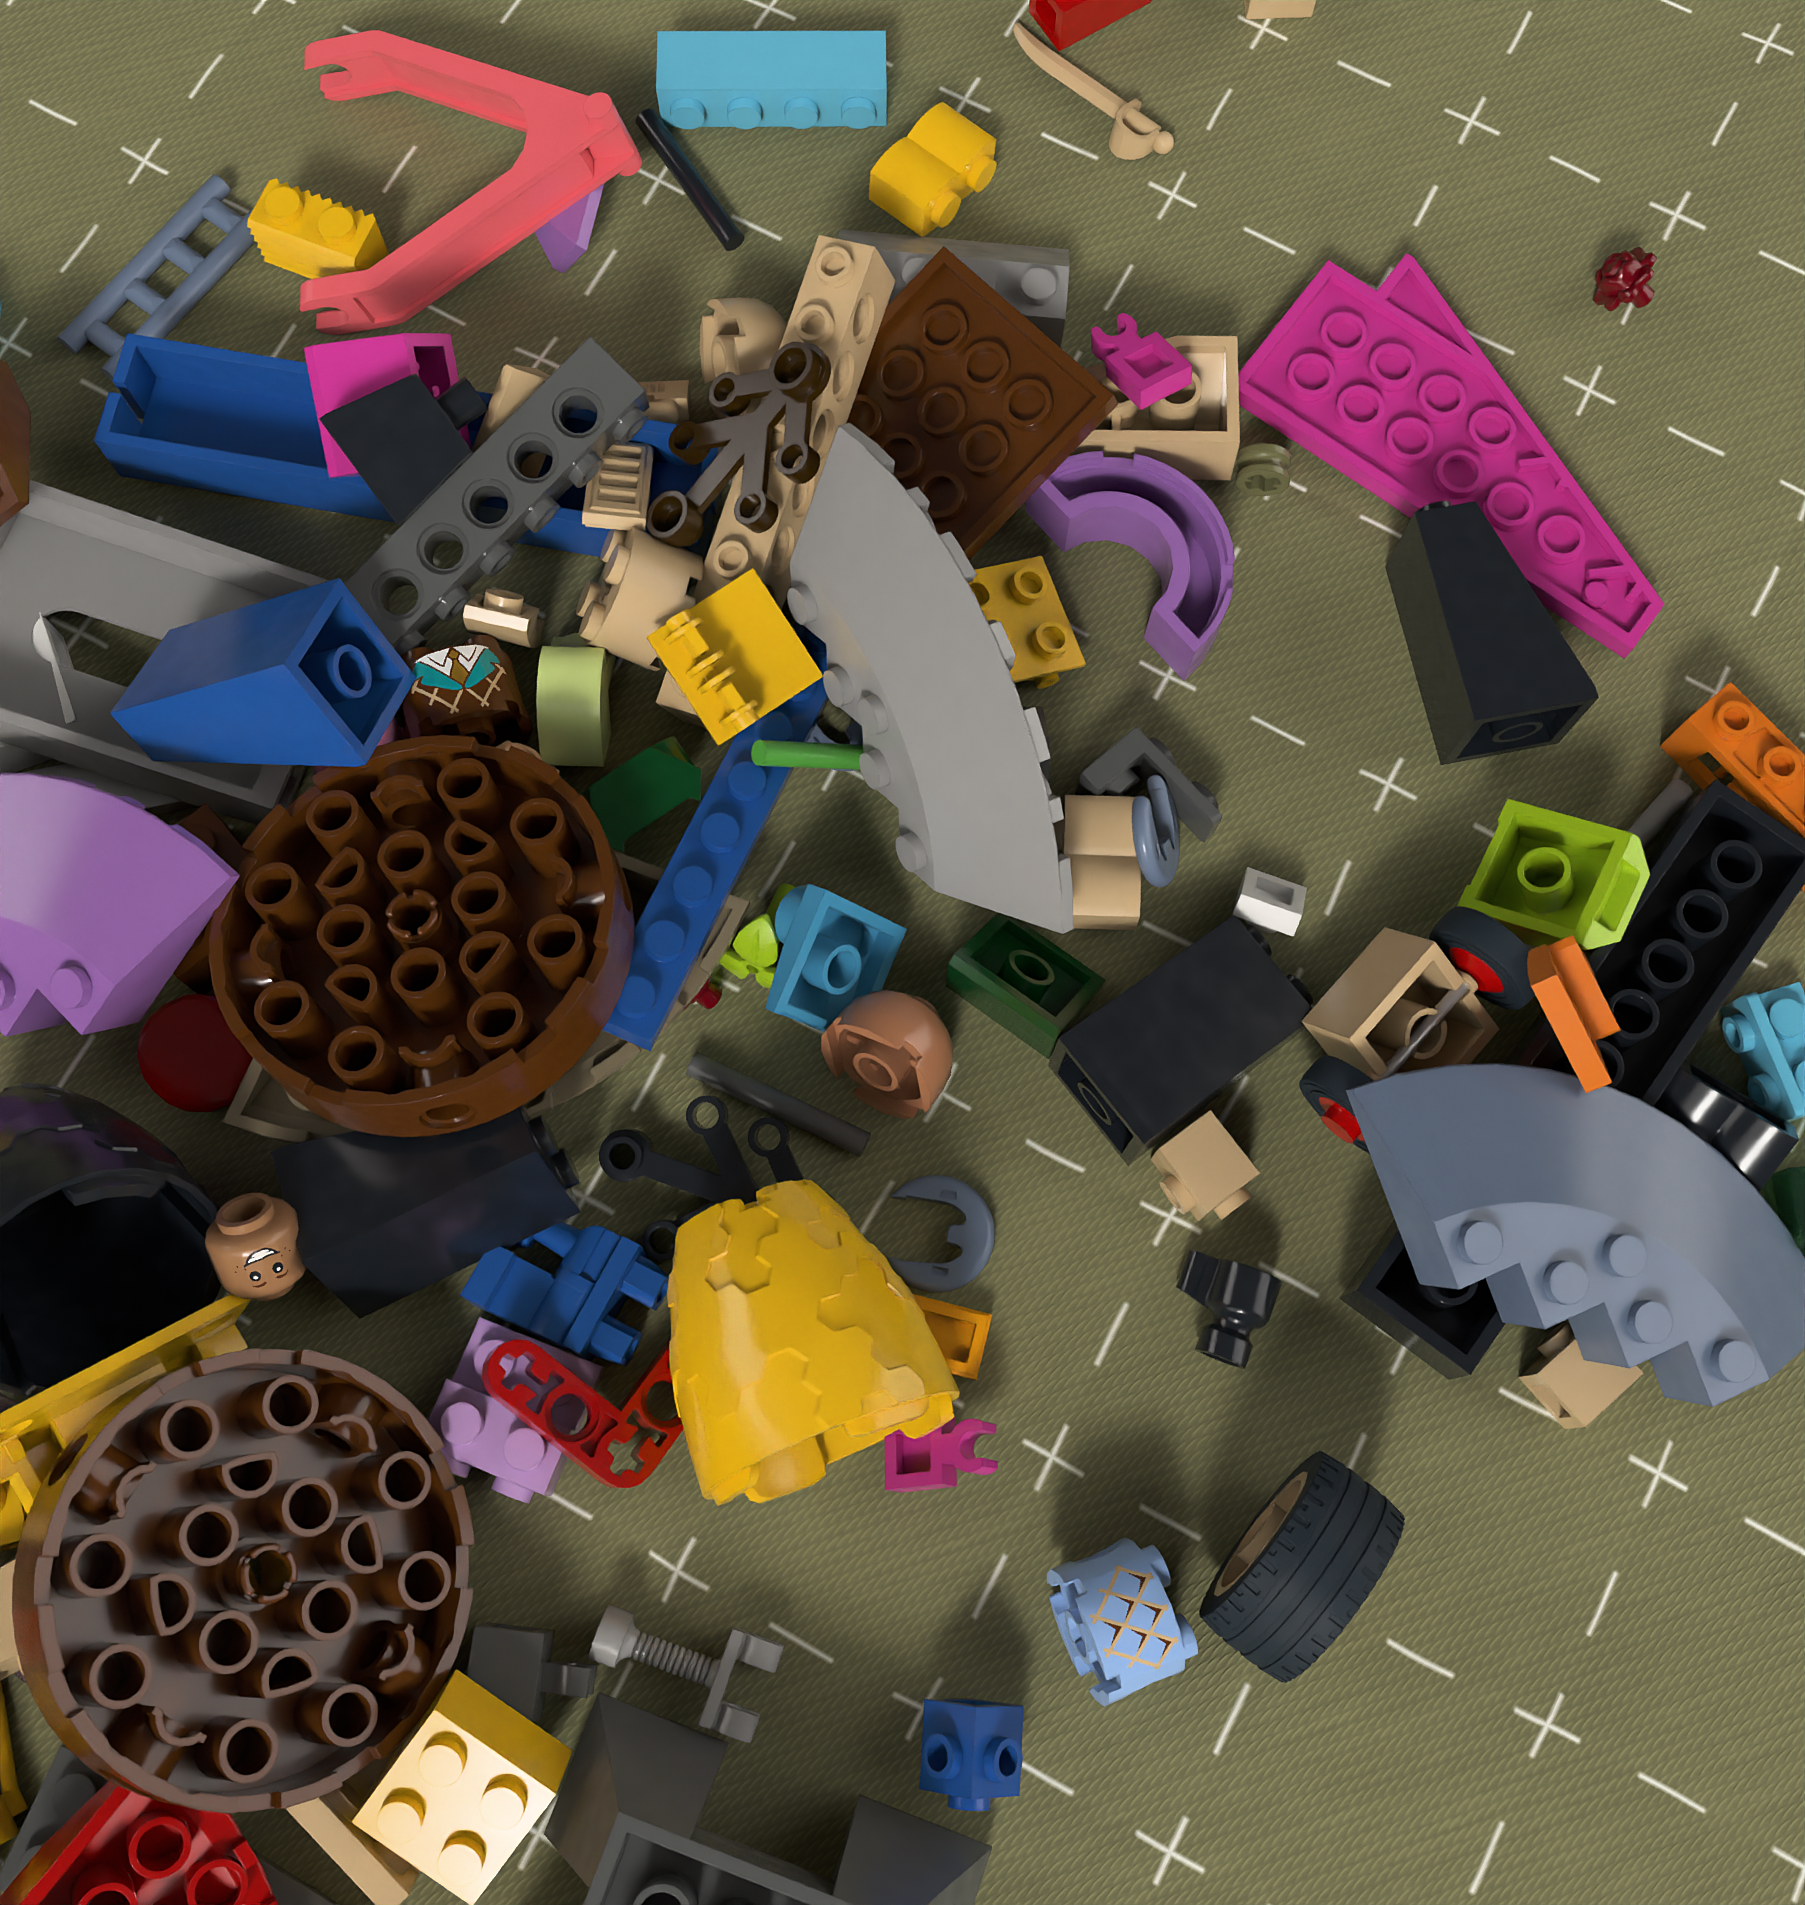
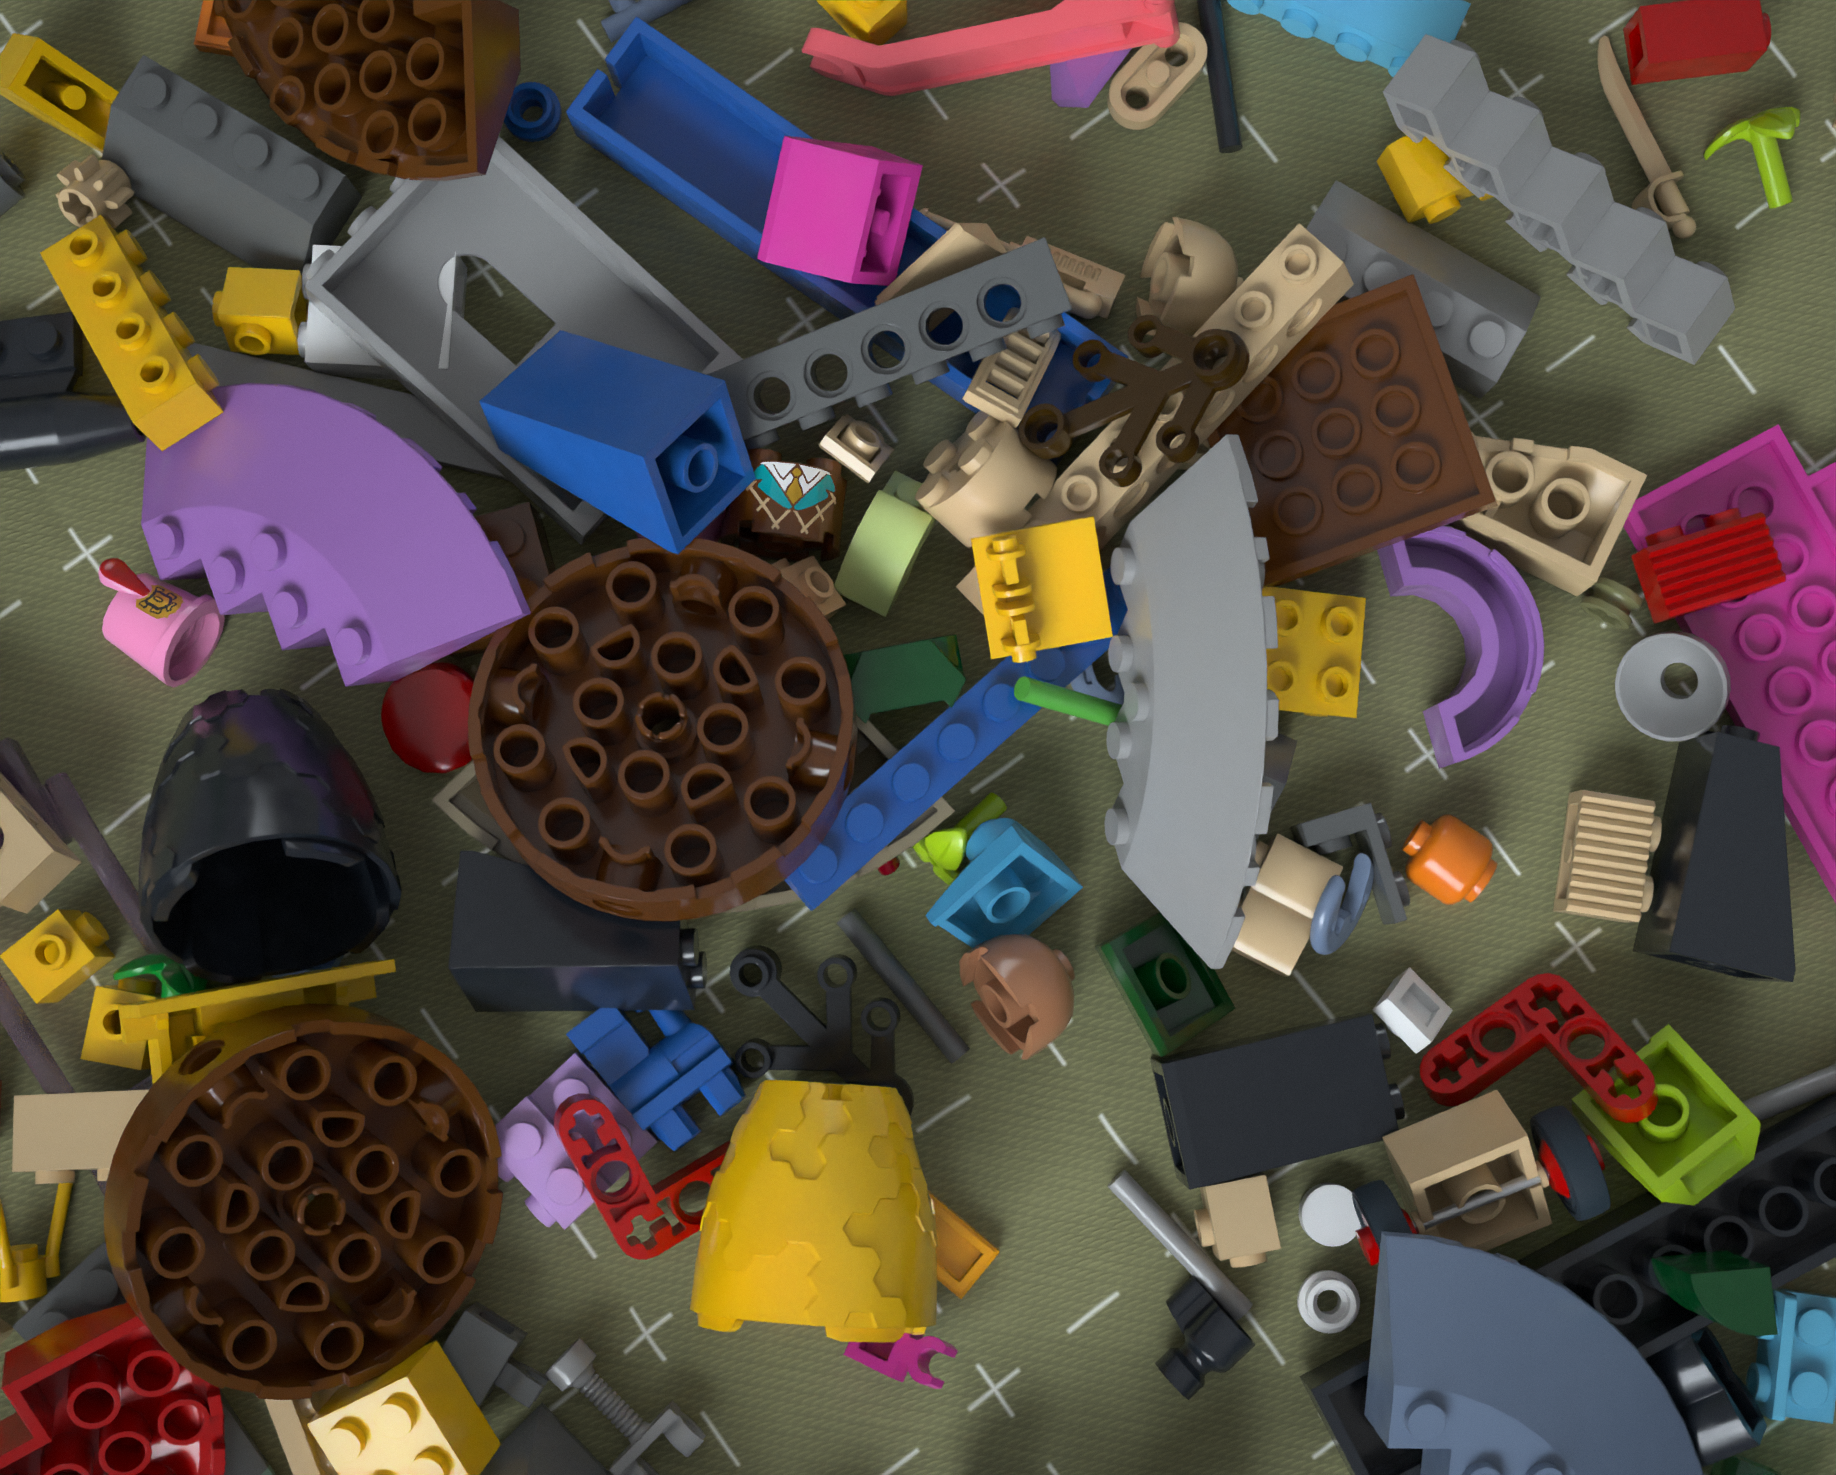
camera: 30 degrees right, 10 degrees up
(61, 457) = (526, 96): none -> blue plate
(255, 1247) = (416, 932): medium nougat head -> none
(406, 439) = (837, 265): black torso -> none
(636, 212) = (1156, 79): none -> tan plate
(973, 1238) = (1015, 1177): sand blue head -> none
(1040, 148) = (1558, 199): none -> light grey brick
(1140, 367) = (1541, 473): dark pink plate -> none
(1160, 1224) = (1180, 1245): none -> light grey bar
(1189, 38) = (1762, 133): none -> lime plant
(1233, 750) = (1449, 859): none -> orange head
(1290, 1129) = (1329, 1214): none -> white tile
(1321, 514) = (1657, 709): none -> light grey piece
(1330, 392) = (1707, 566): none -> red brick
(1344, 1198) = (1345, 1311): none -> white plate
(1373, 686) = (1607, 856): none -> tan brick
(1396, 863) = (1533, 1031): none -> red beam
(1573, 1007) = (1617, 1249): orange slope -> none
(1688, 998) = (1721, 1289): none -> dark green brick

